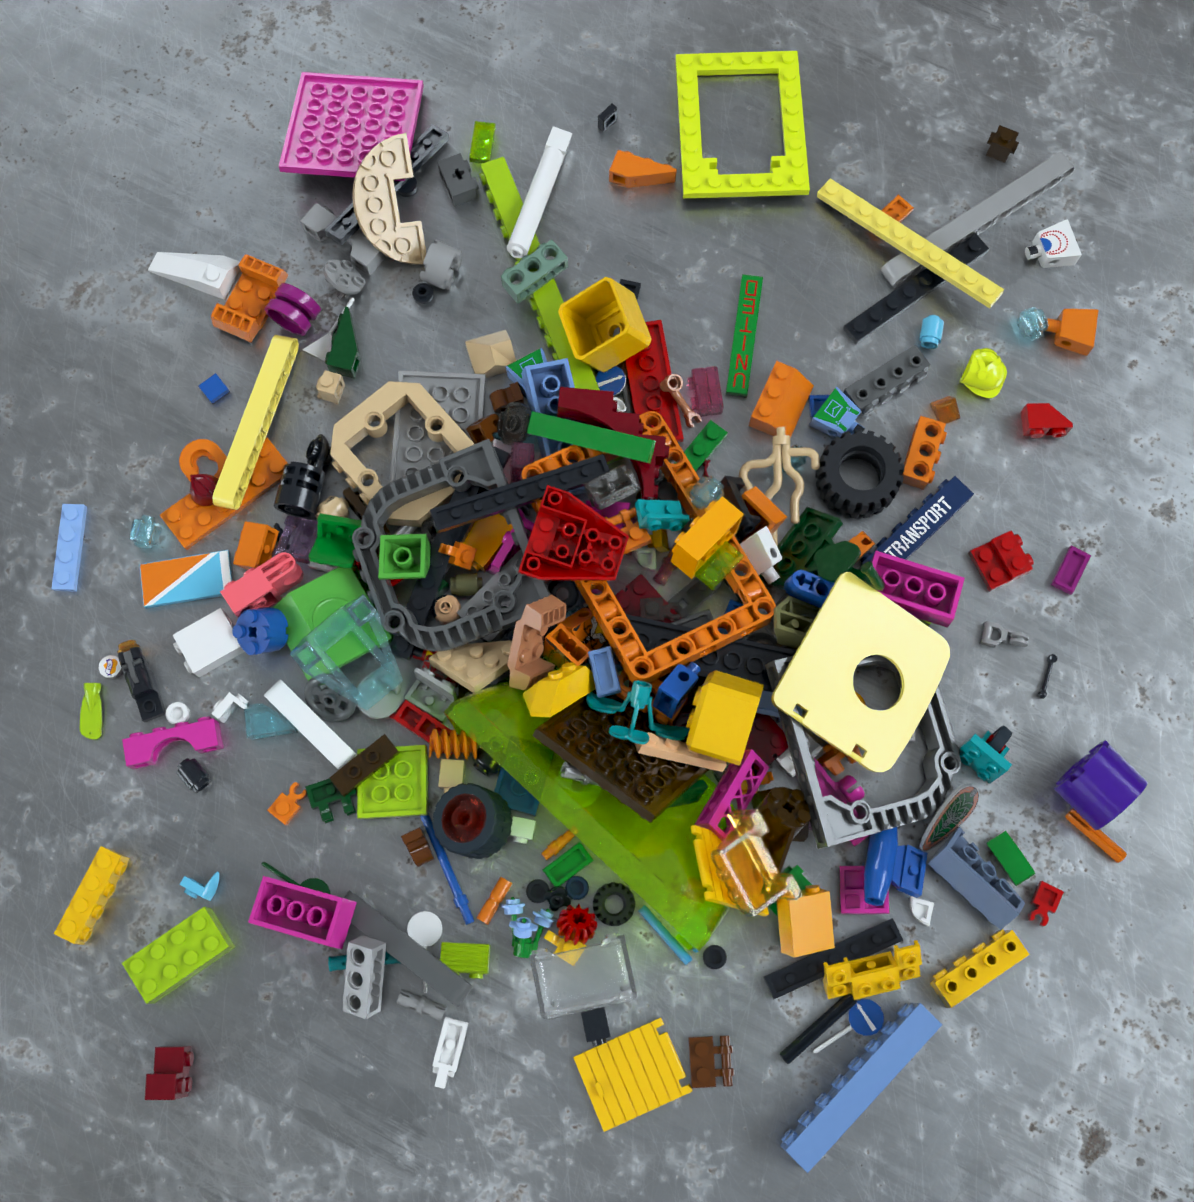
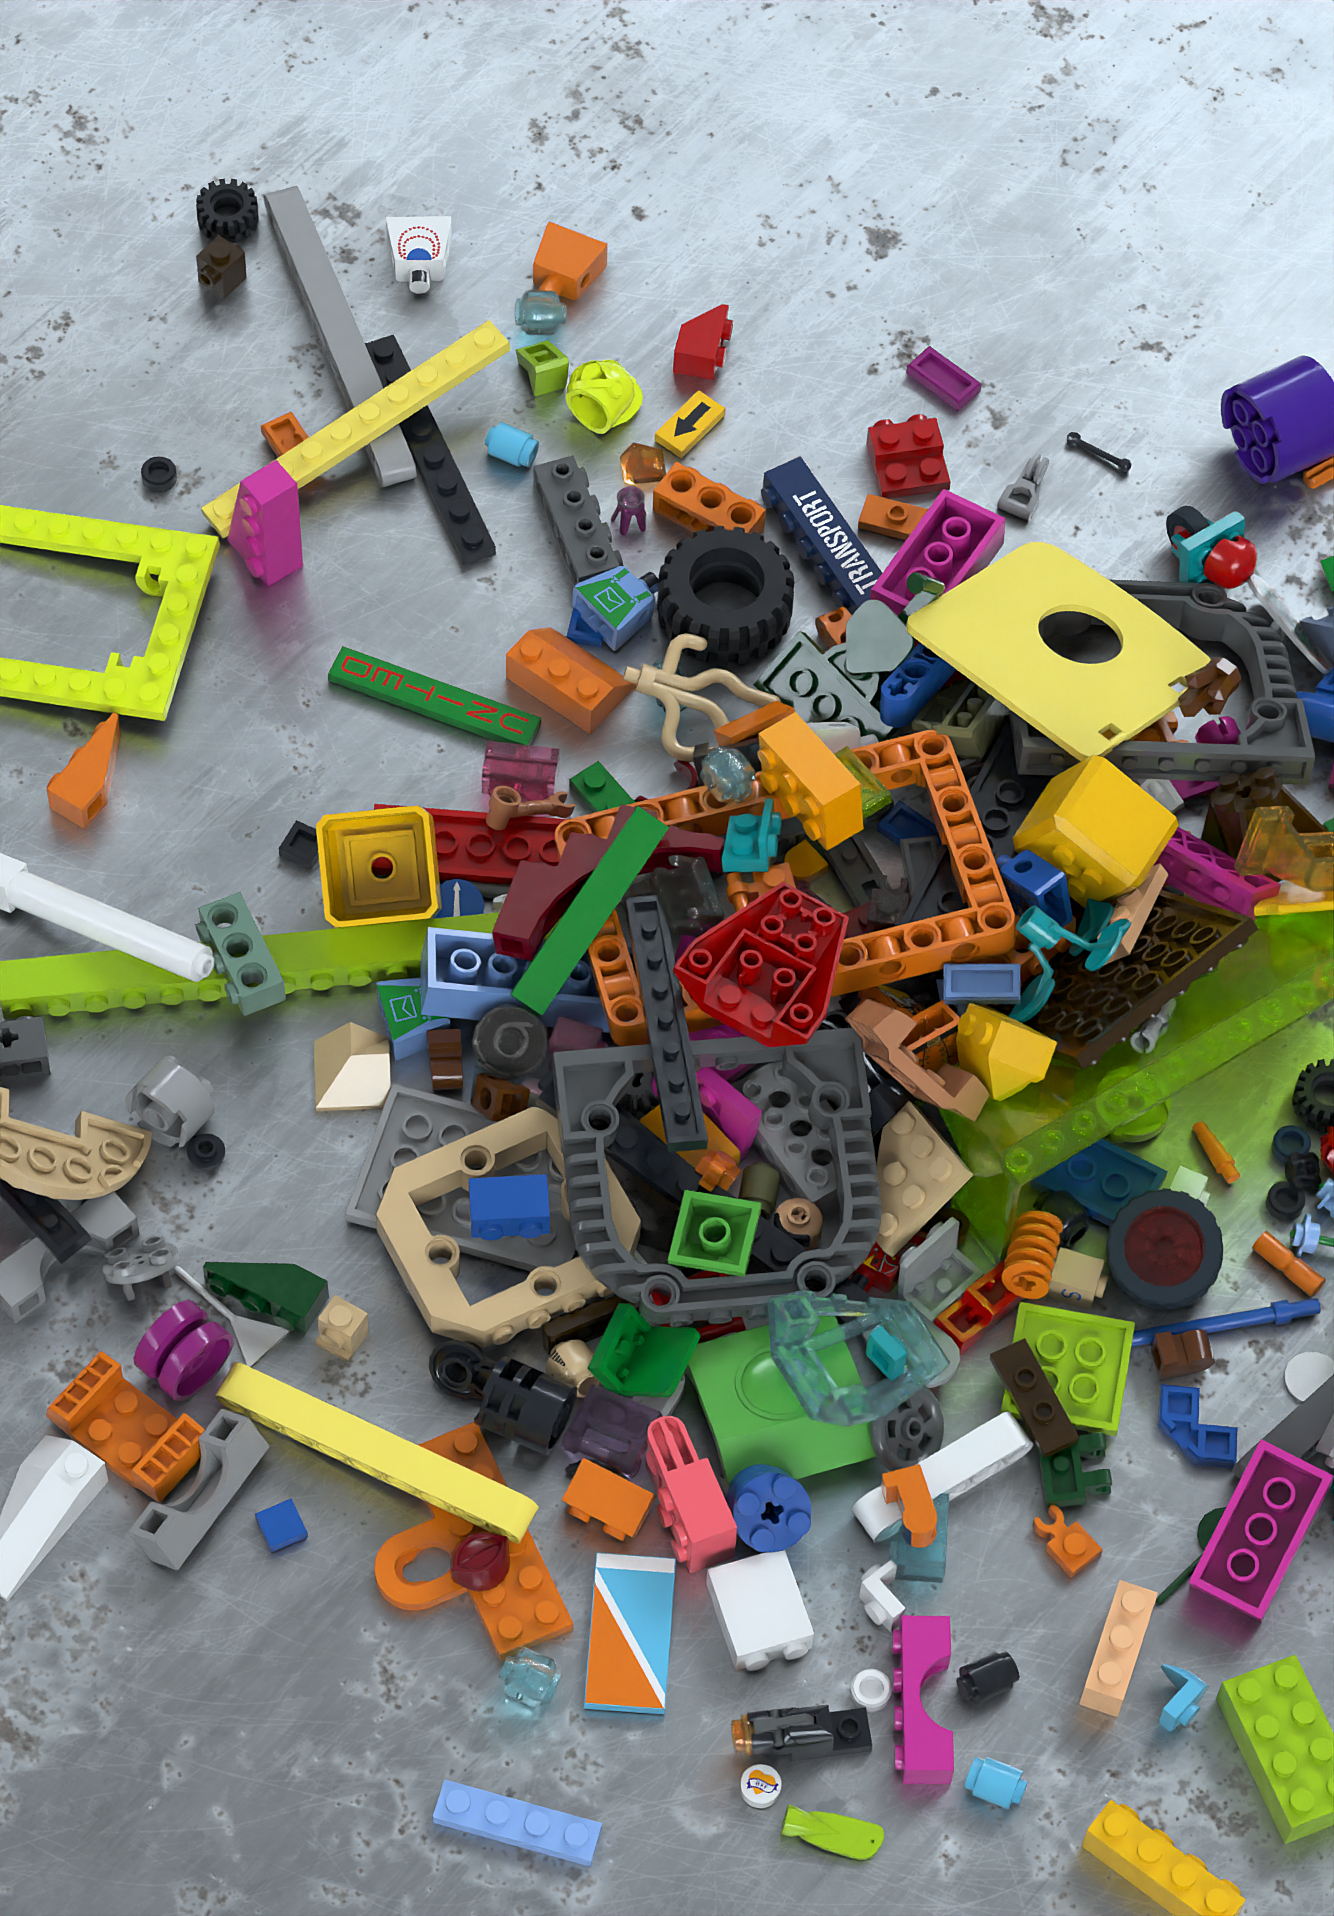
camera: 80 degrees left, 15 degrees down
(131, 792) = (996, 1782): none -> medium azure brick
(194, 334) = (228, 1455): none -> light grey arch
(222, 844) = (1118, 1648): none -> light nougat arch
(275, 709) = (914, 1502): none -> orange leg
(351, 670) = (886, 1352): none -> teal plate
(366, 870) = (1199, 1442): none -> blue tile
(400, 445) = (509, 1206): none -> blue brick
(568, 865) = (1252, 1149): green tile -> none
(818, 208) = (268, 524): none -> dark pink wedge
(850, 153) = (159, 474): none -> black tile
(858, 768) = (1209, 688): none -> reddish brown rock
(907, 405) = (630, 503): none -> piece
(954, 558) = (889, 517): none -> orange plate
(974, 771) = (1231, 563): none -> red hair
(983, 429) = (690, 424): none -> yellow tile
(994, 333) = (545, 367): none -> lime slope
(1050, 128) = (222, 196): none -> black tyre

